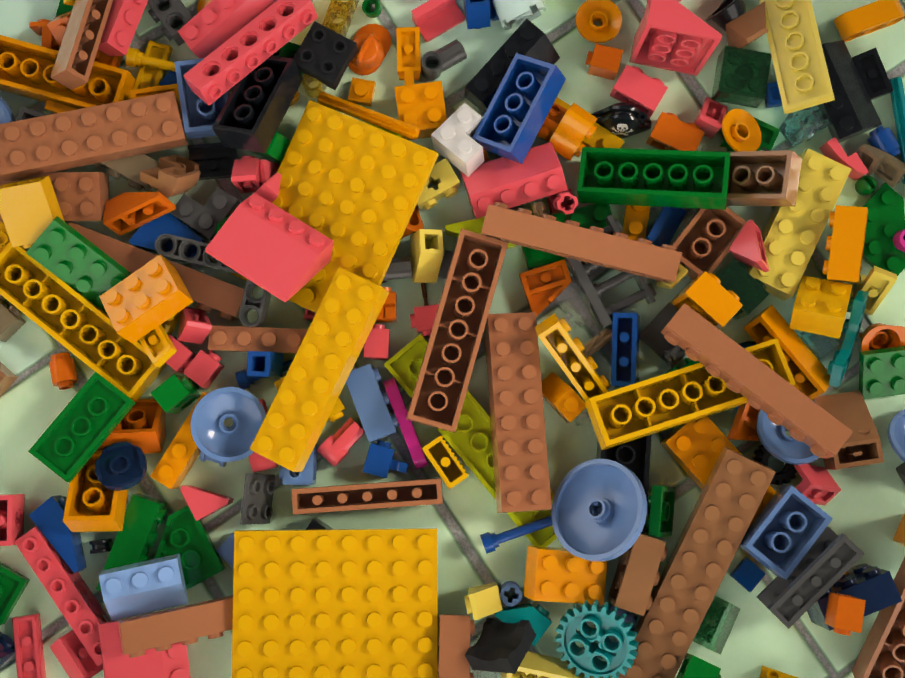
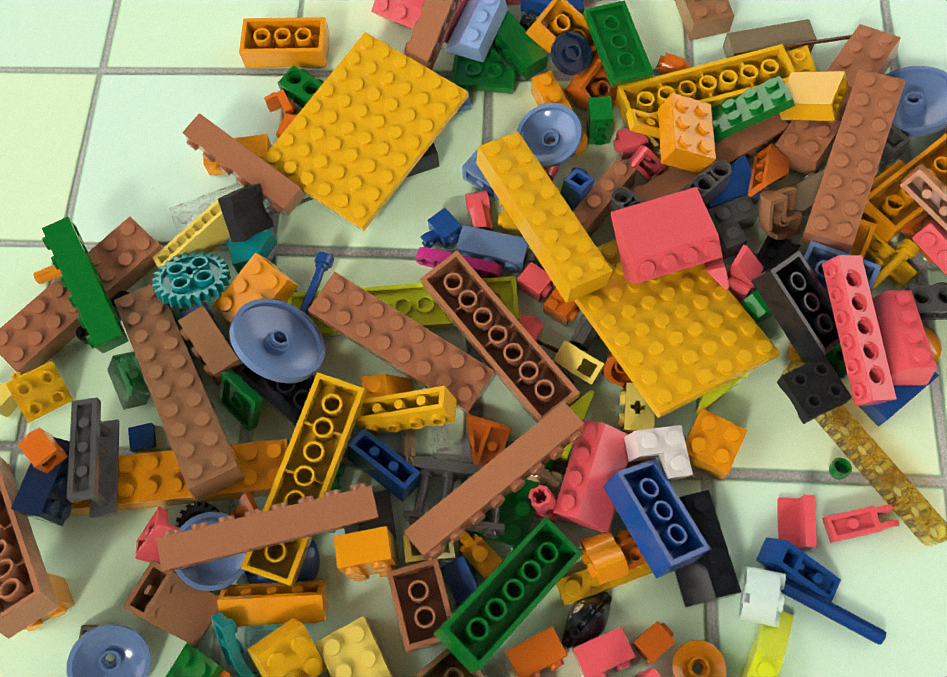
camera: 135 degrees right, 15 degrees down
(204, 368) = (605, 152): coral brick -> none
(204, 502) = (508, 99): coral slope -> none
(257, 498) = (479, 125): dark grey hinge -> none
(361, 91) = (763, 410): light orange plate -> none
(367, 496) = (423, 203): nougat brick -> none
(368, 115) = (733, 394): light orange axle -> none
(373, 45) = (802, 444): orange piece -> none
(408, 54) = (772, 469): light orange hinge -> none
(444, 59) = (750, 498): dark grey piece -> none
(445, 462) = (404, 268): yellow brick -> none
(483, 600) = (287, 229): light yellow slope -> none
(514, 599) = (274, 248): medium blue bush -> none
(749, 247) = (384, 634): coral slope -> none
(751, 291) = (360, 595): clear green brick -> none
(785, 531) = (142, 470): medium blue brick -> none

